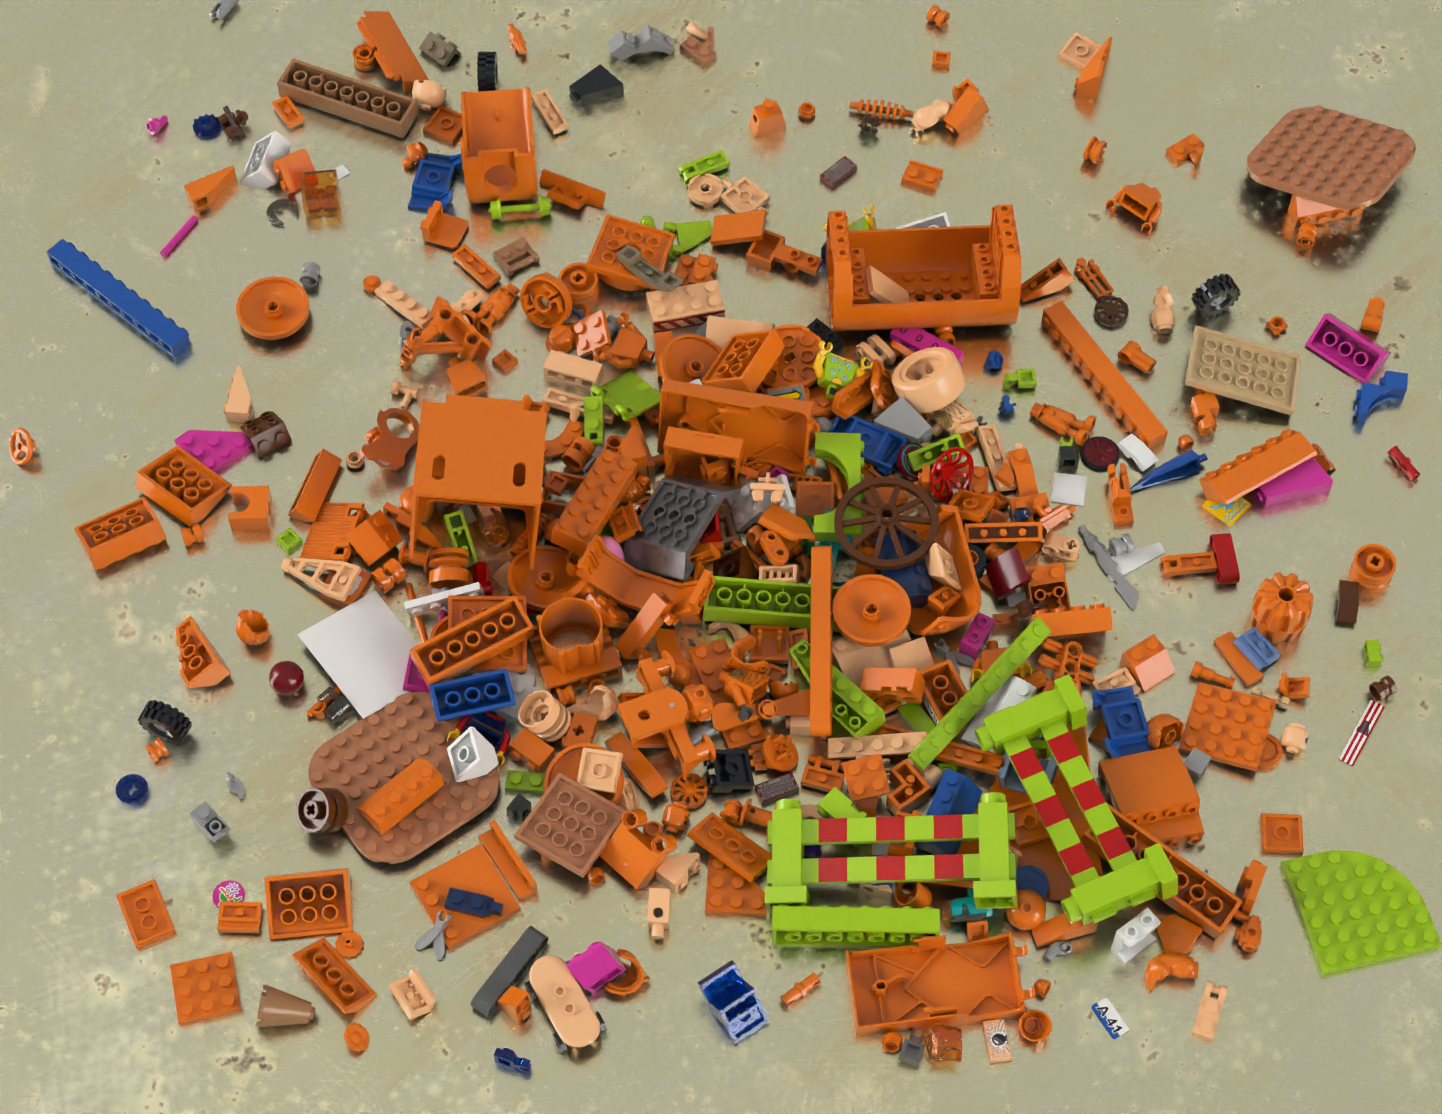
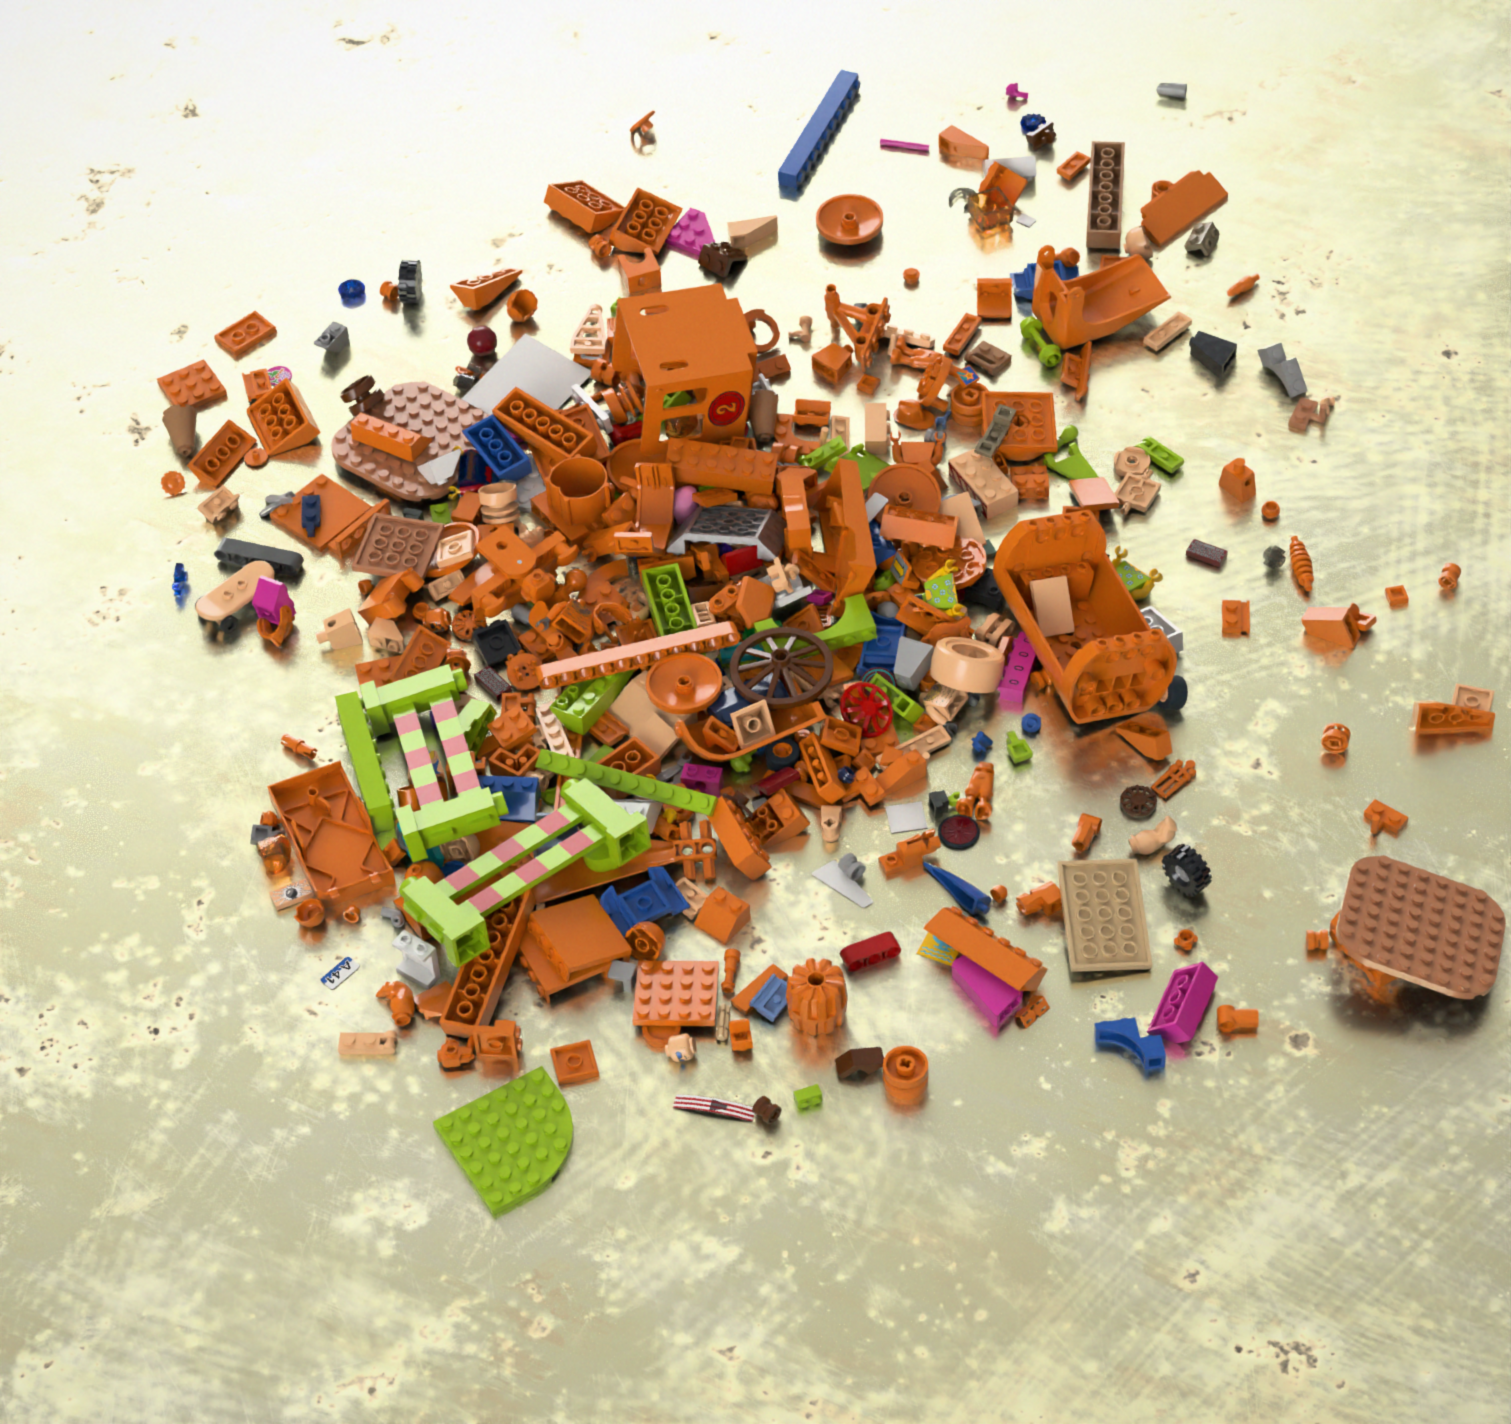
camera: 75 degrees right, 10 degrees down
(235, 786) = (376, 347): light grey piece -> none
(310, 274) = (900, 232): light grey wheel -> none
(404, 304) = (901, 295): light nougat plate -> none
(487, 71) = (1180, 270): black wheel -> none
(515, 1004) = (226, 564): orange slope -> none
(558, 270) = (967, 376): none -> tile
(566, 695) = (531, 517): orange wheel -> none
(591, 334) = (920, 424): orange plate -> none
(733, 1001) = (269, 700): clear blue bracket -> none
(893, 684) = (614, 722): orange wedge -> none
(929, 115) = (1307, 596): light nougat animal -> none
(1052, 517) = (859, 805): orange piece -> none
(1104, 375) = (1050, 809): orange brick -> none
(1109, 566) = (827, 866): light grey sword -> none
(1139, 200) = (1285, 790): orange torso -> none
(1140, 453) = (968, 856): white slope -> none
(1188, 564) = (851, 923): orange plate -> none
(1403, 463) = (1054, 1080): red pin -> none

